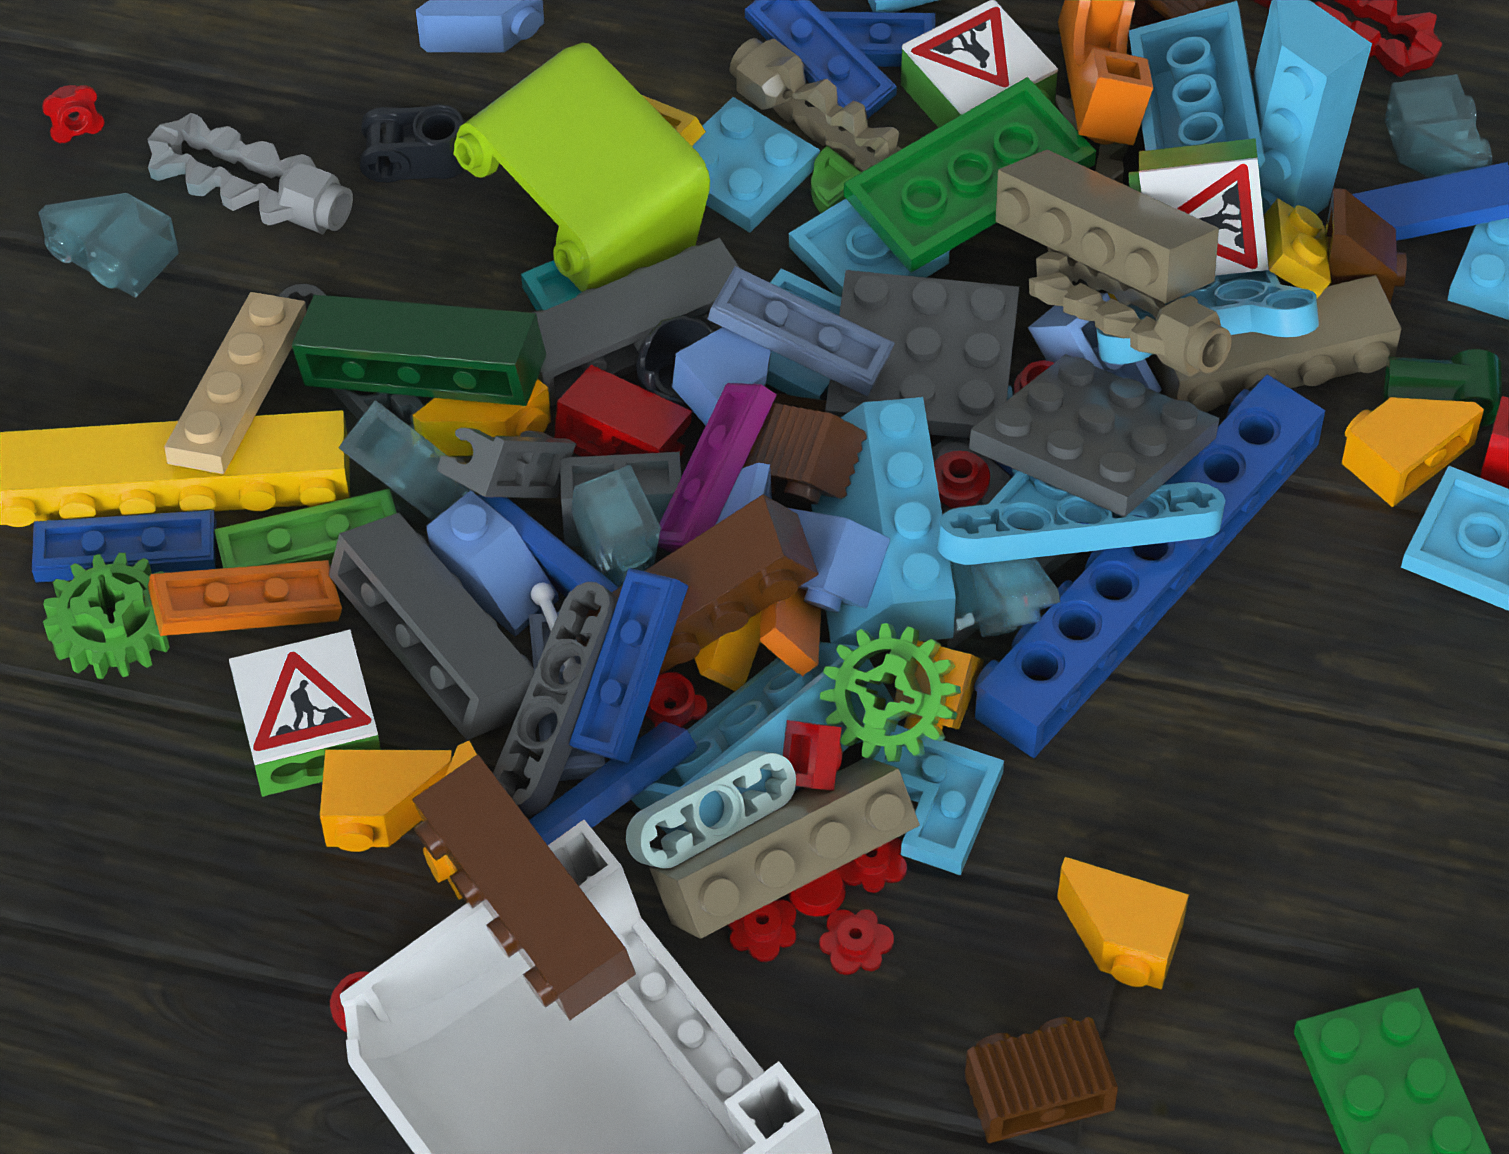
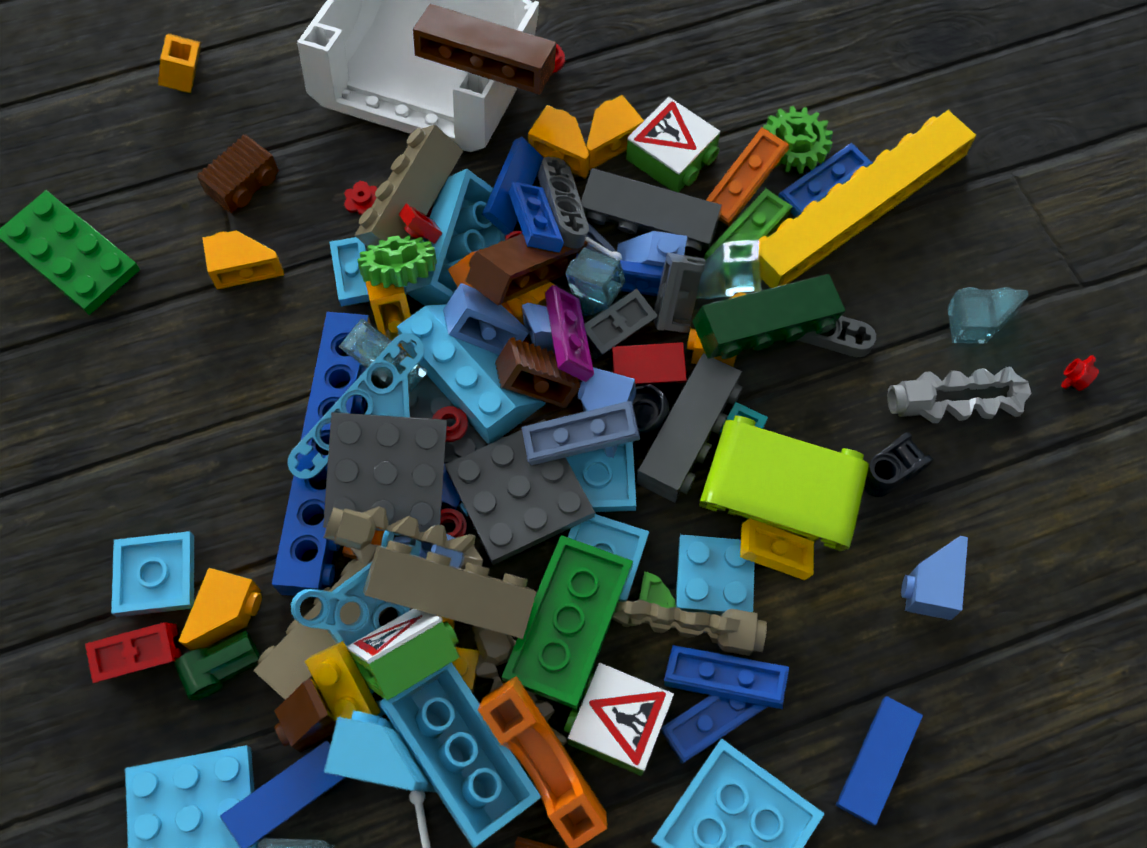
camera: 145 degrees right, 10 degrees up
(235, 383) = (843, 258): tan plate -> none
(684, 805) = (448, 175): light aqua beam -> none

